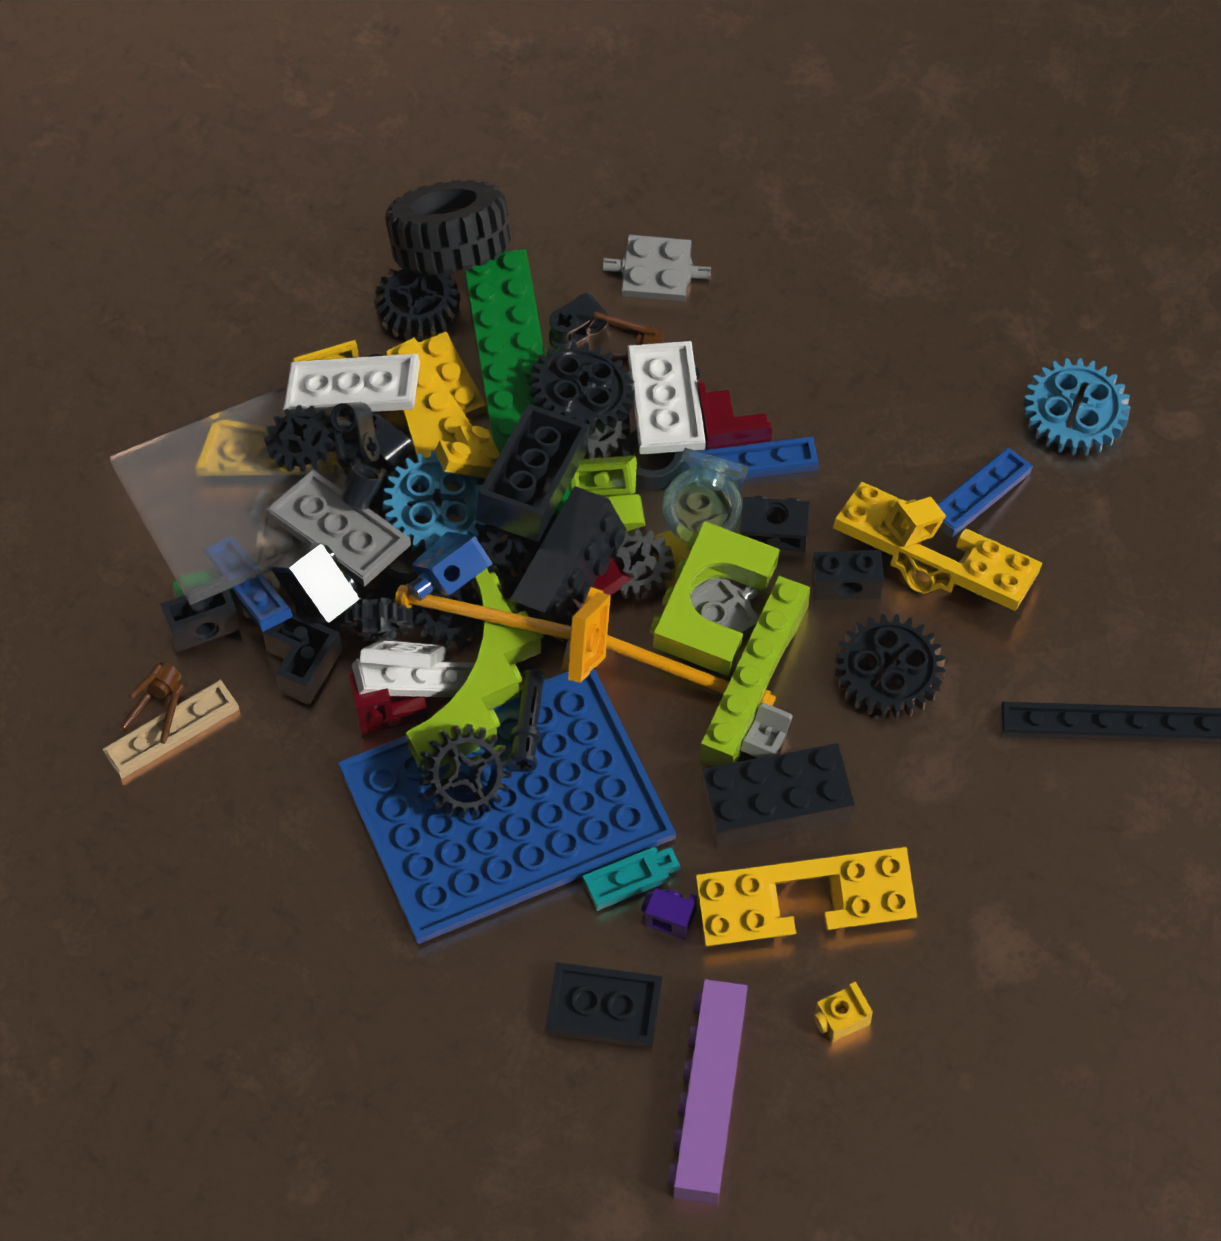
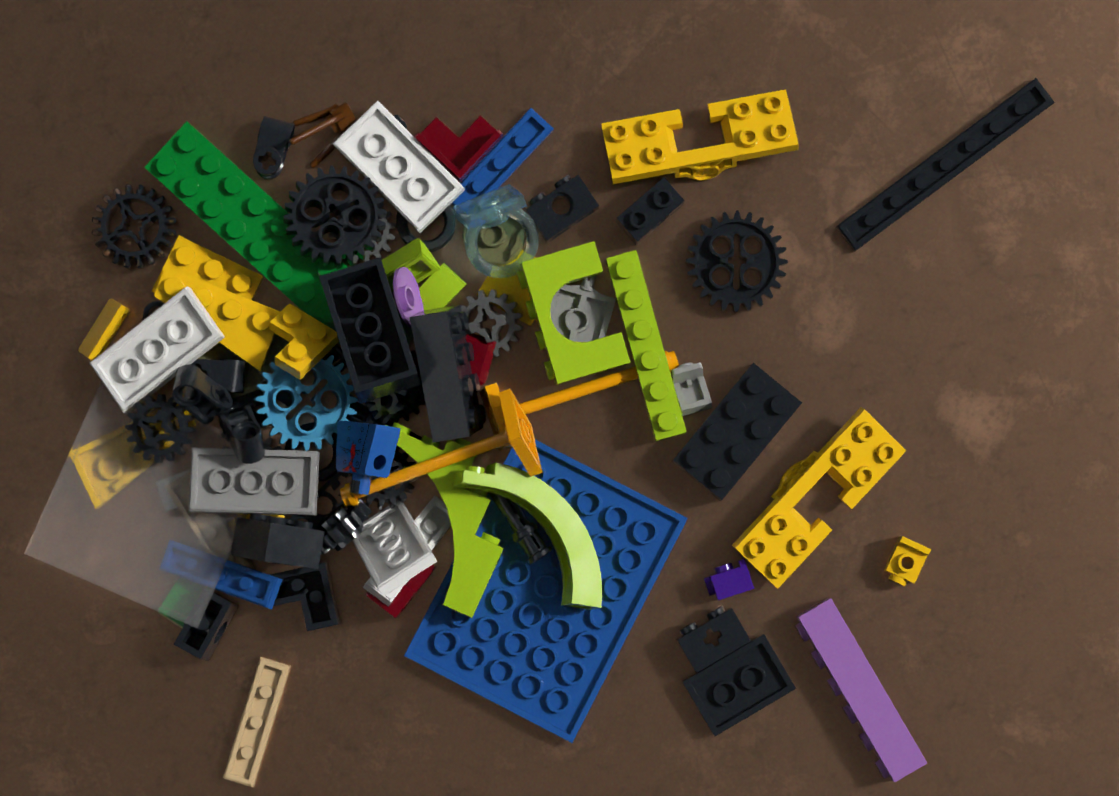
camera: 40 degrees left, 25 degrees up
(162, 682) = (221, 696): reddish brown plant -> none
(448, 227) = (138, 170): black tyre -> none
(451, 778) = (510, 582): black gear -> none
(561, 732) = (562, 524): none -> lime arch
(589, 475) = (406, 294): none -> medium lavender dish
(597, 937) = (731, 638): none -> black brick
(630, 876) = (681, 574): teal hinge -> none
(656, 268) = (293, 47): light grey plate -> none
(915, 520) = (675, 137): yellow brick -> none
(982, 490) = (694, 62): blue tile -> none

